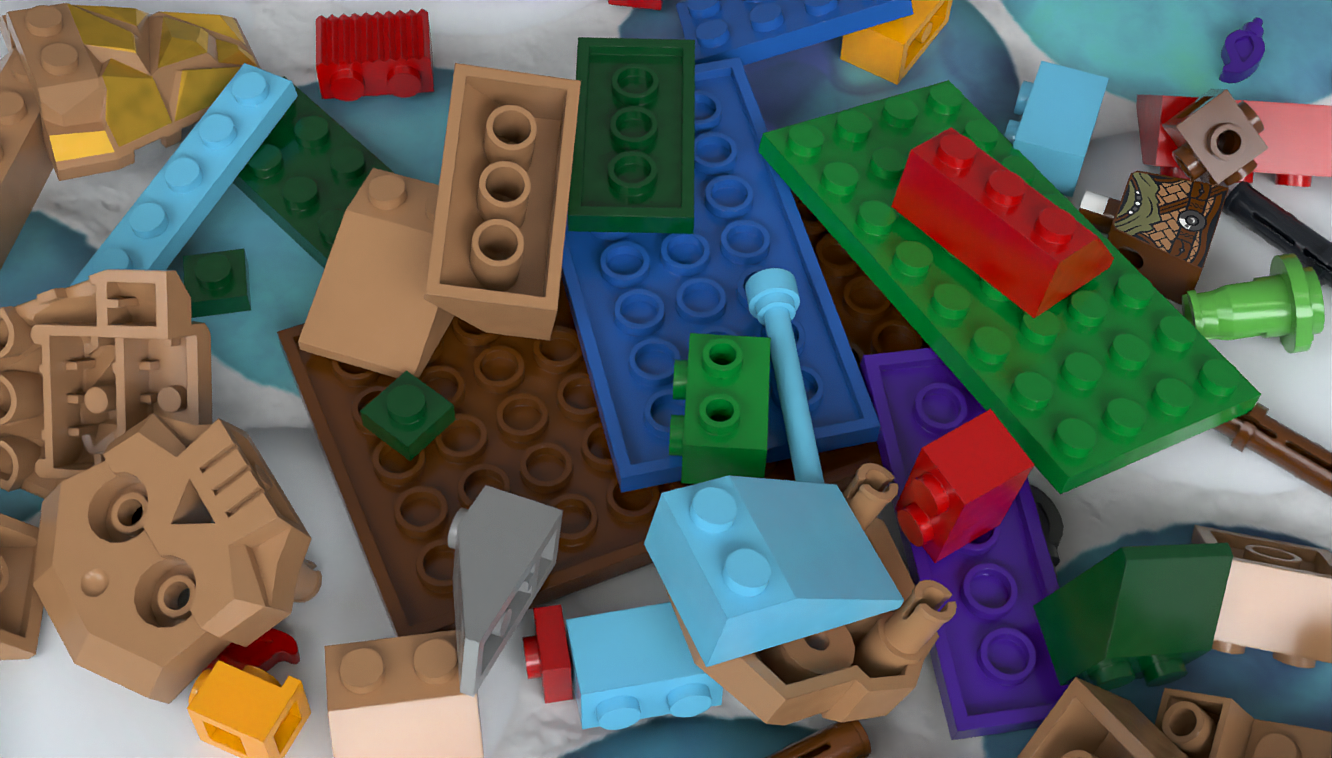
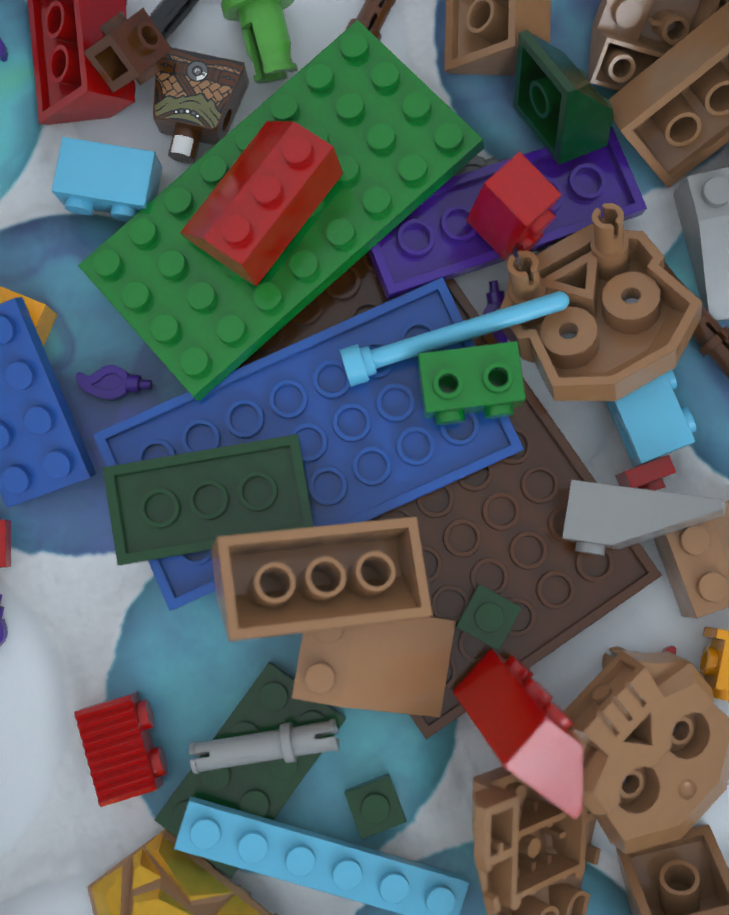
camera: 95 degrees left, 30 degrees up
(241, 367) = (525, 728): none -> red slope
(325, 178) = (265, 746): none -> light grey pin
(764, 563) = (623, 319): medium azure slope -> none
(804, 104) = (111, 383): none -> dark purple piece

